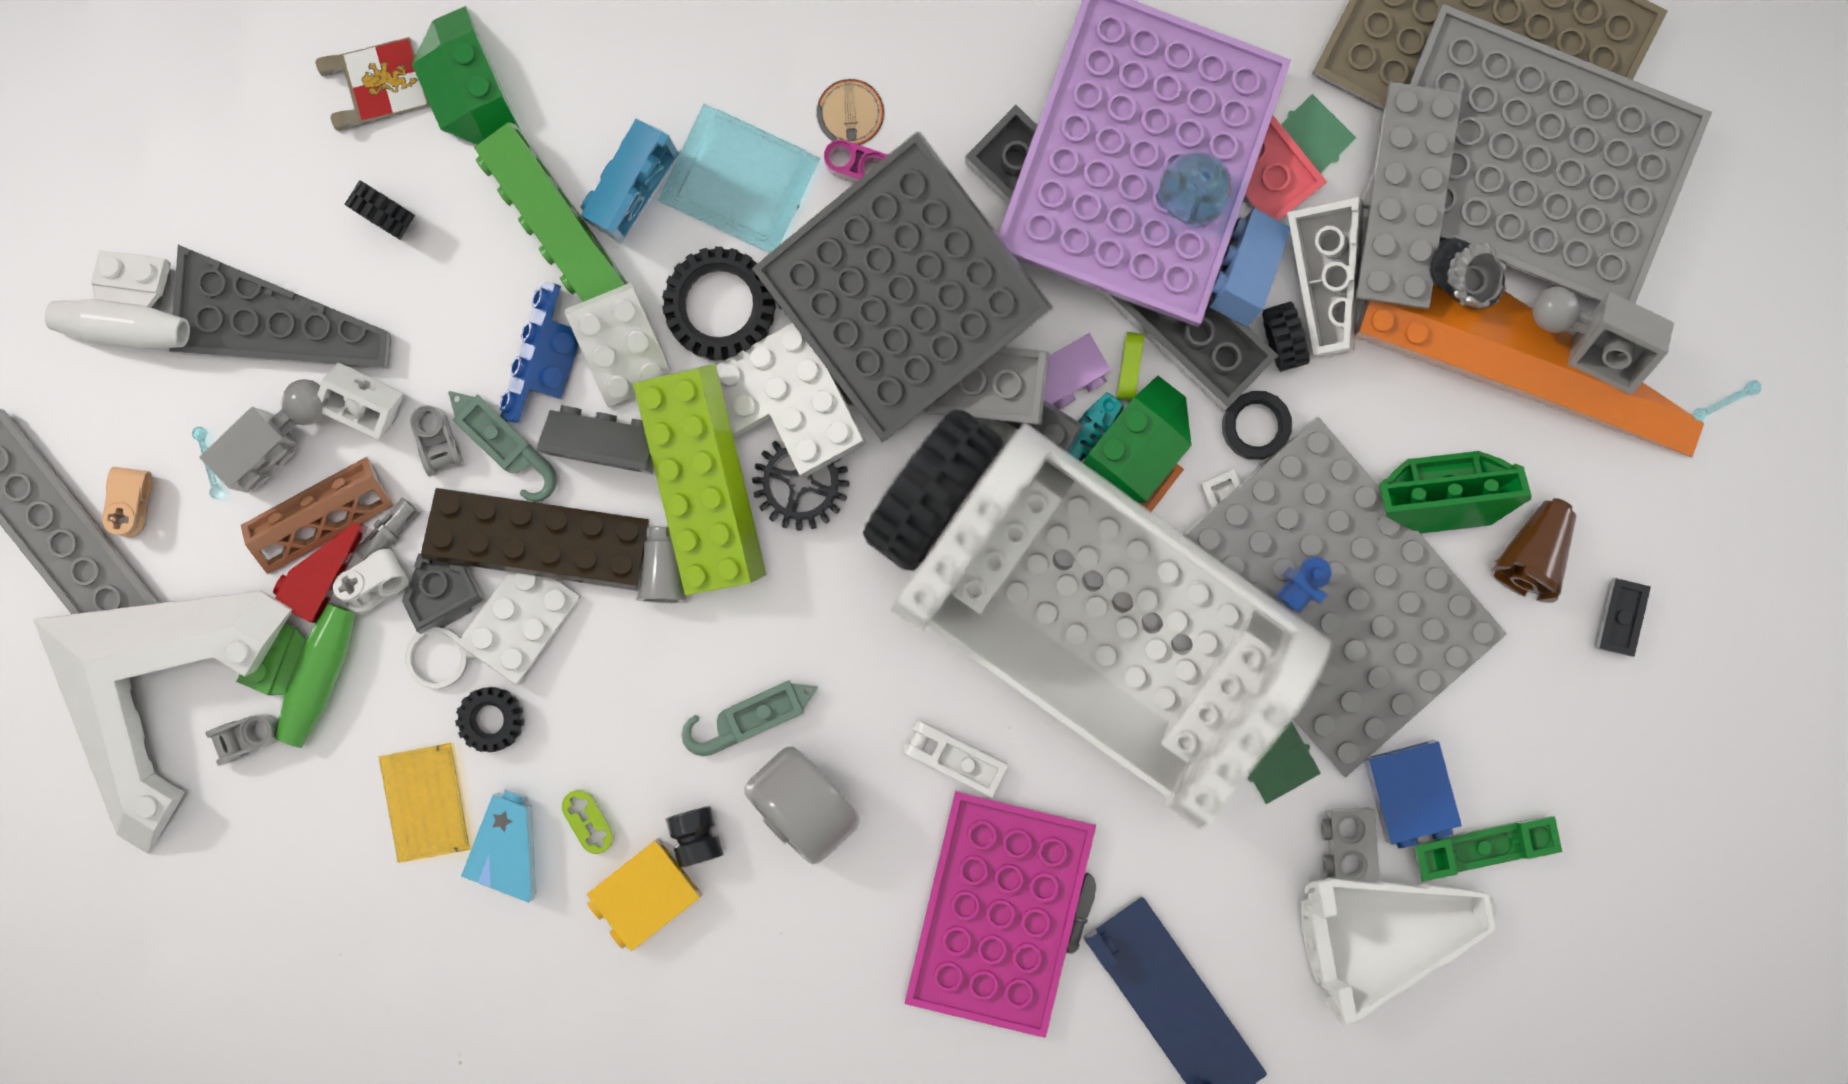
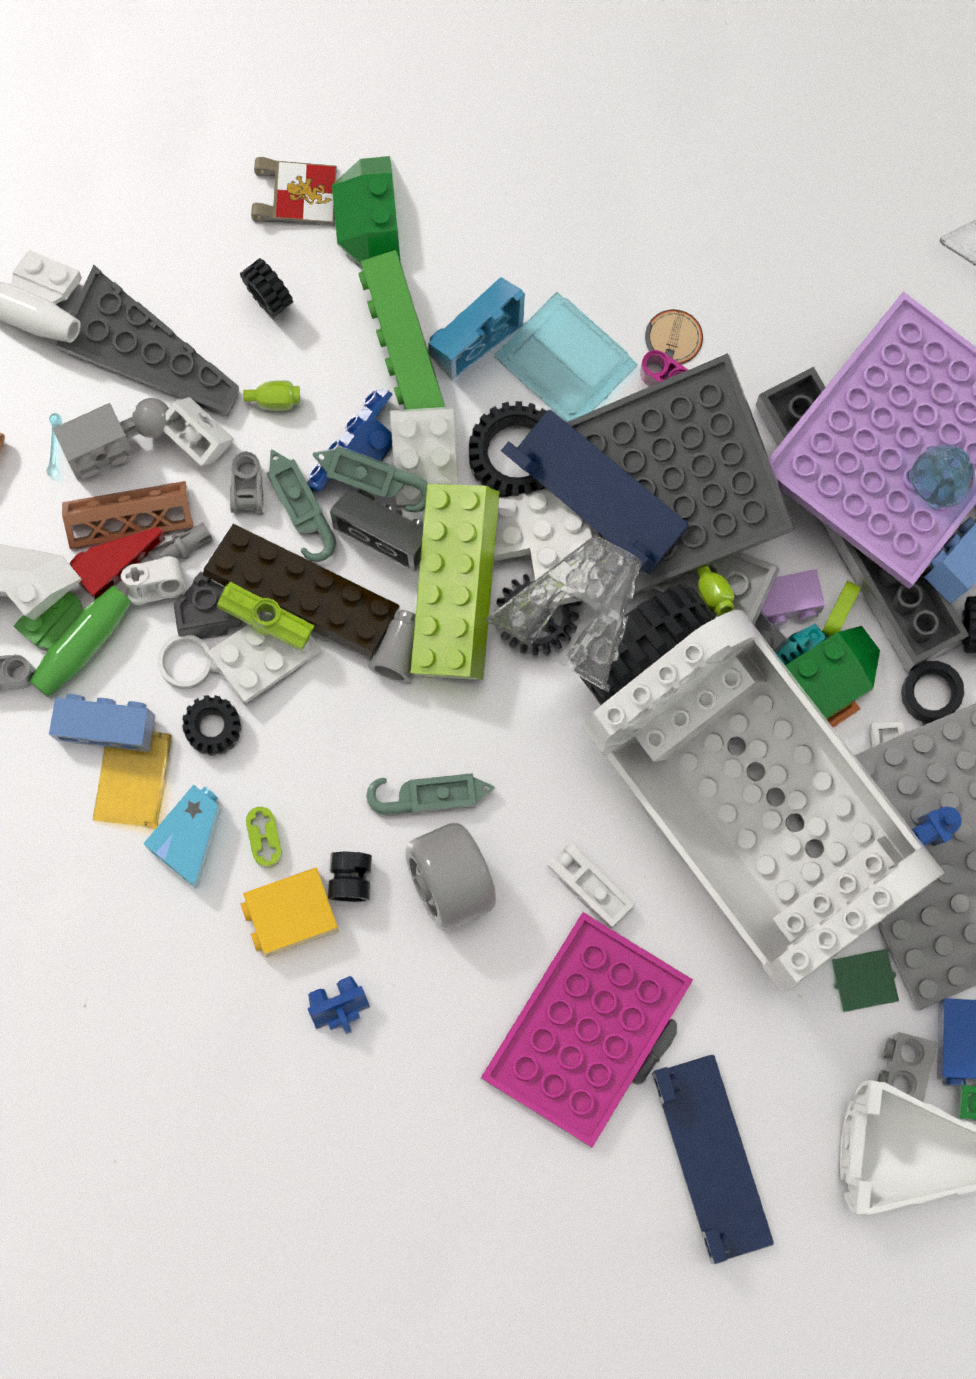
camera: 10 degrees right, 10 degrees down
(370, 757) = (102, 723): none -> medium blue brick
(430, 328) = (274, 395): none -> lime plant
(482, 583) = (247, 606): none -> lime piece
(565, 388) = (370, 474): none -> sand green plate
(732, 981) = (339, 1009): none -> blue hips
(823, 329) = (598, 490): none -> dark blue bracket
(860, 439) = (596, 576): none -> clear wing
(987, 402) = (715, 591): none -> lime plant

